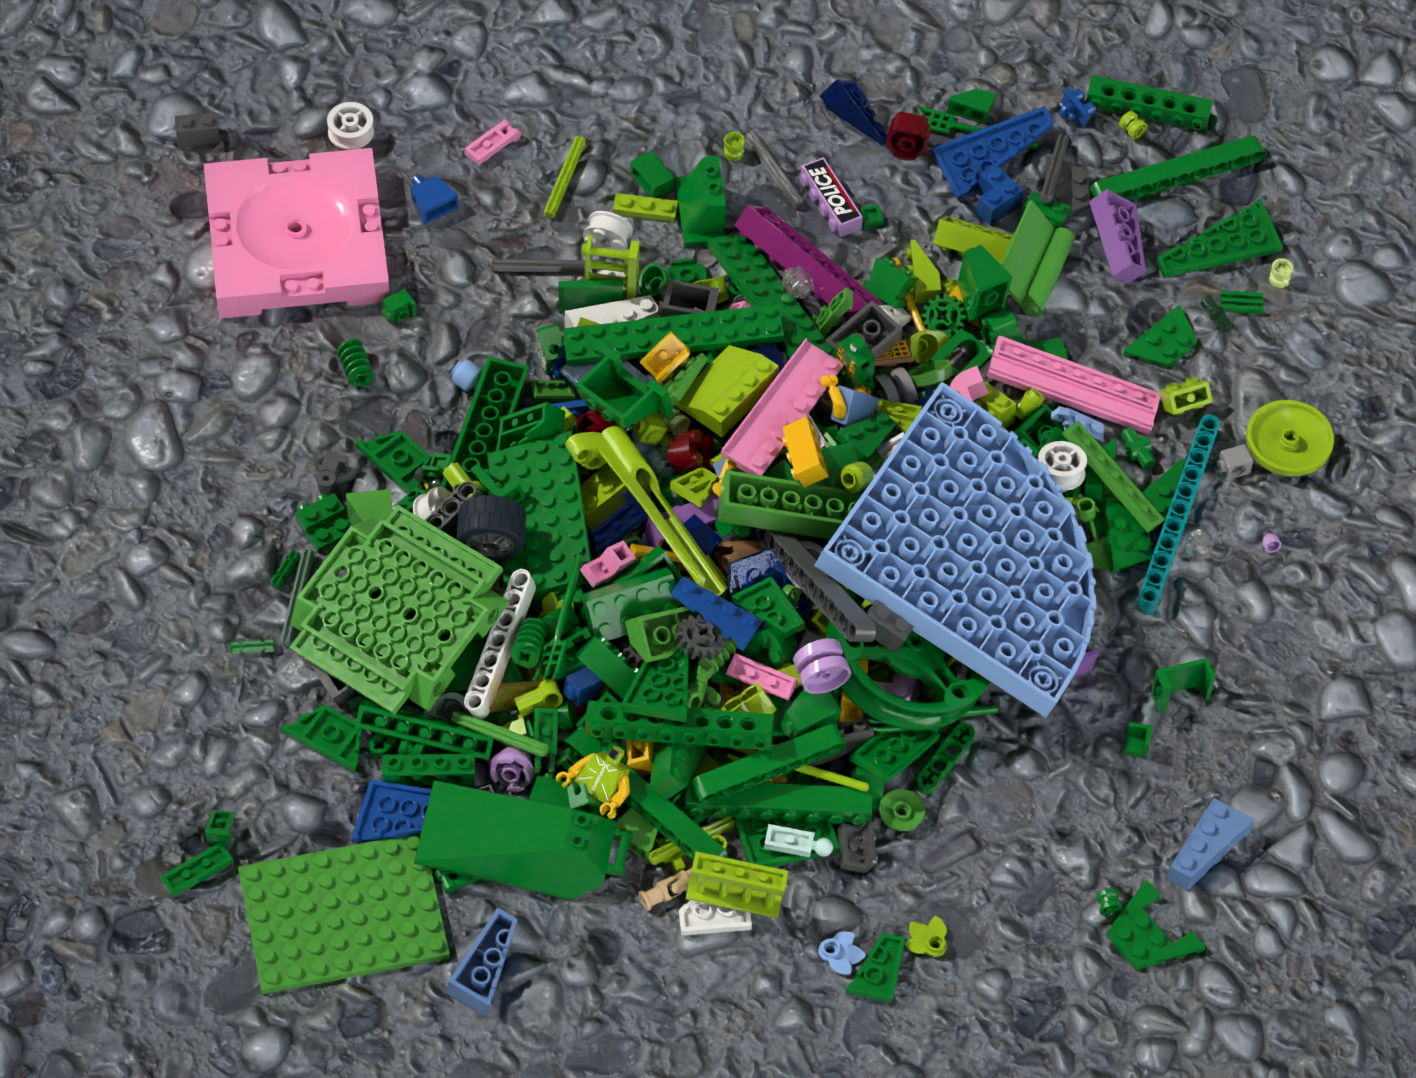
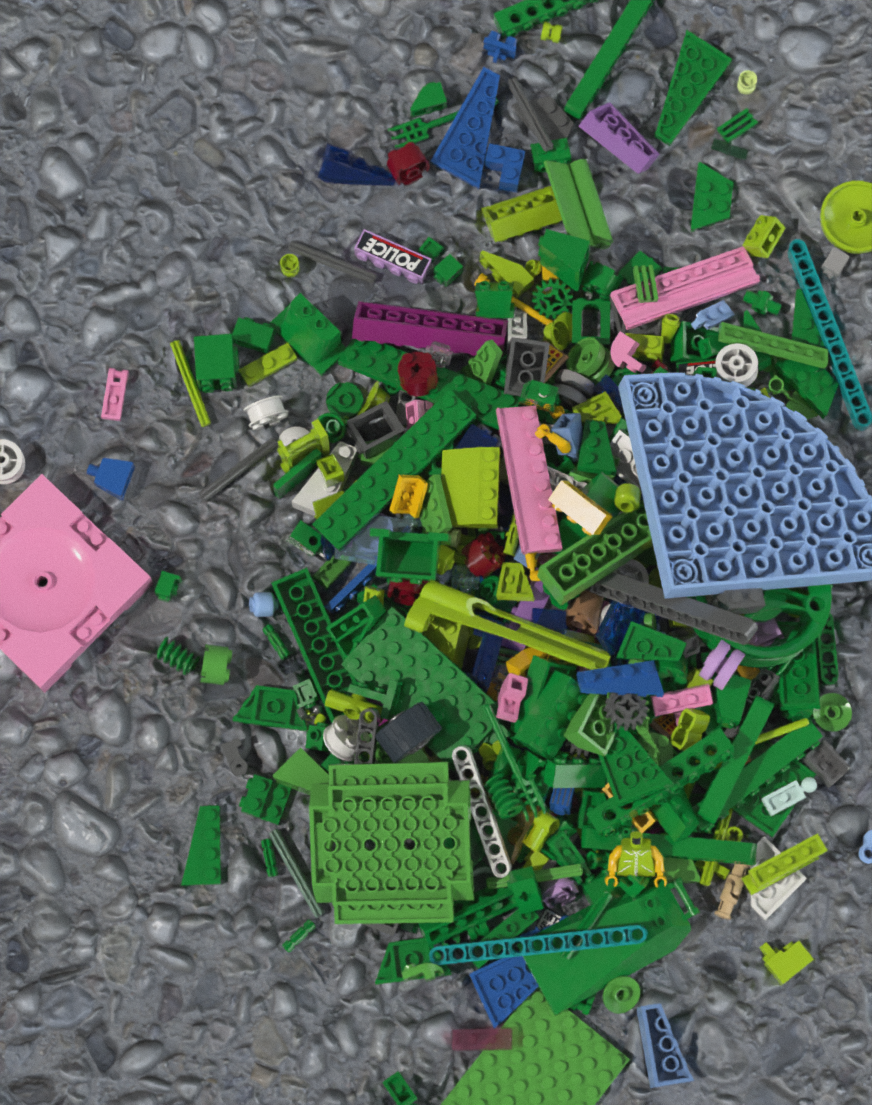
camera: 35 degrees left, 20 degrees up
(235, 527) = (204, 856): none -> green wing
(327, 736) = (428, 970): none -> bright green slope
(332, 839) = (481, 1039): none -> clear pink tile
(381, 388) = (215, 664): none -> bright green brick
(451, 412) = (276, 641): none -> green axle
(456, 788) = (528, 948): none -> teal beam
(478, 897) = (625, 999): none -> bright green dish
(480, 734) = (525, 890): none -> green brick
(508, 799) = (589, 920): none -> green axle
(599, 170) = (216, 362): none -> green brick
(618, 307) = (330, 470): none -> lime slope
(669, 981) = (786, 964): none -> lime hinge
(763, 278) = (417, 373): none -> dark red brick
(870, 238) = (447, 270): none -> green brick
(1043, 340) = (643, 269): none -> bright green tile

